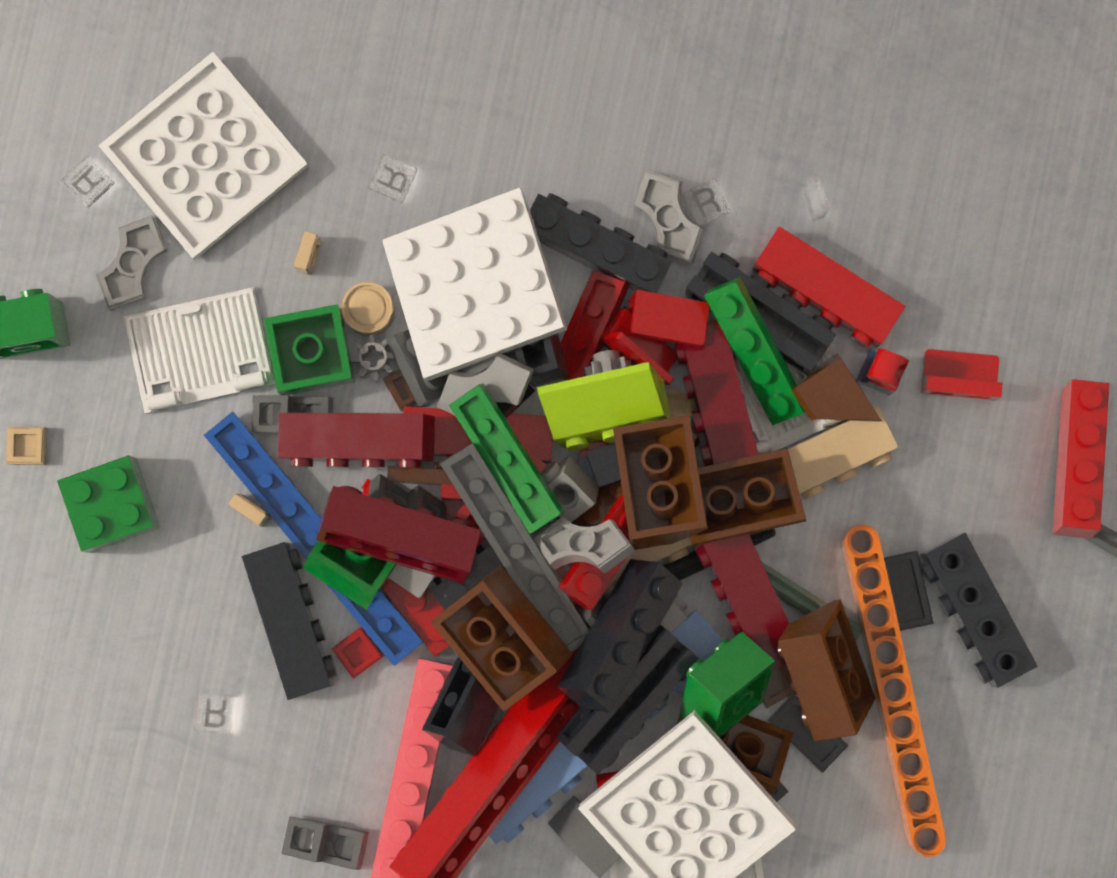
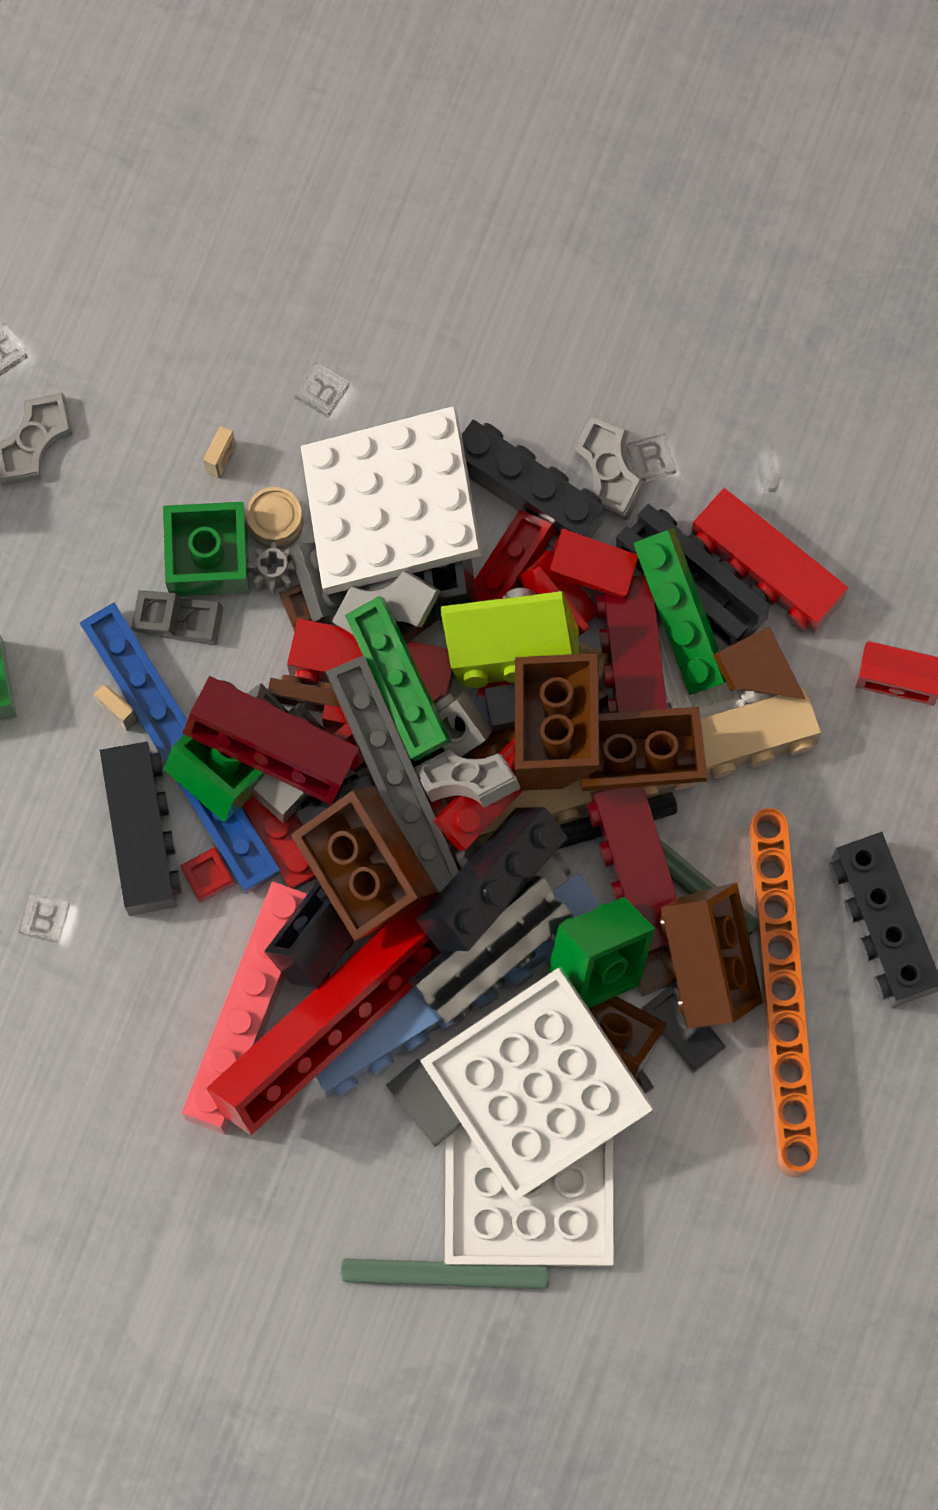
camera: 10 degrees right, 10 degrees down
(199, 350) = (89, 538): white window -> none
(203, 155) = (126, 340): white plate -> none
(324, 843) = (140, 1071): dark grey slope -> none
(356, 437) = (241, 642): dark red brick -> none
(882, 370) = (816, 652): red leg -> none
(908, 590) = (813, 891): black tile -> none

